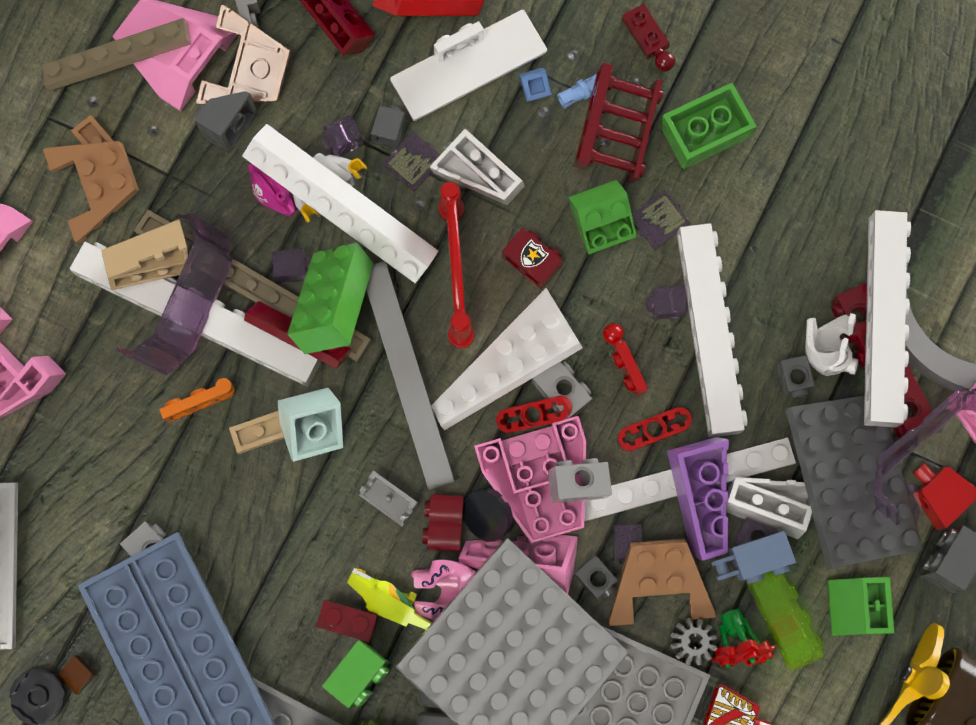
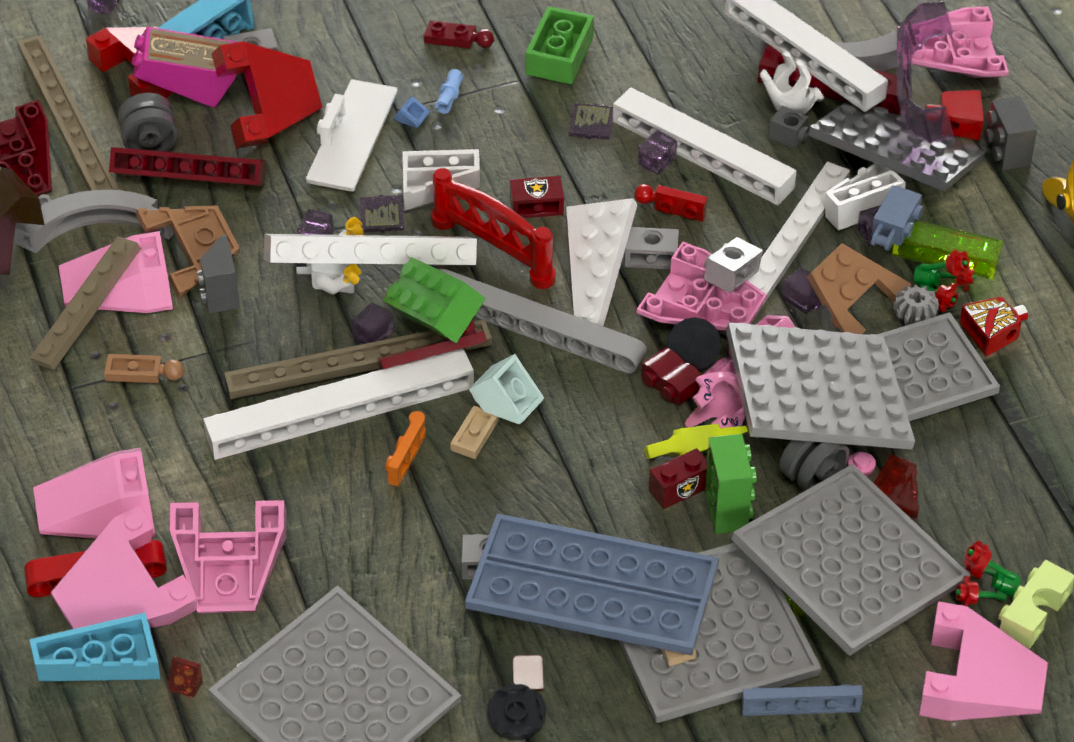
camera: 45 degrees left, 30 degrees down
(104, 177) = (165, 375): medium nougat wing -> none
(146, 257) = (270, 376): tan wedge -> none
(189, 301) = (351, 415): windscreen -> none
(270, 192) = (298, 296): dark pink hat -> none
(388, 126) = (341, 202): dark grey brick -> none
(388, 499) = (614, 393): light grey hinge -> none
(522, 410) = (654, 248): red beam -> none
(585, 572) = (811, 317): dark grey brick -> none
(593, 129) = (490, 100): dark red fence -> none
(603, 216) = (553, 141): bright green slope -> none
(670, 416) = (737, 215): red beam -> none
(700, 485) = (814, 217): medium lavender wedge -> none
(860, 606) = (990, 202): bright green slope -> none

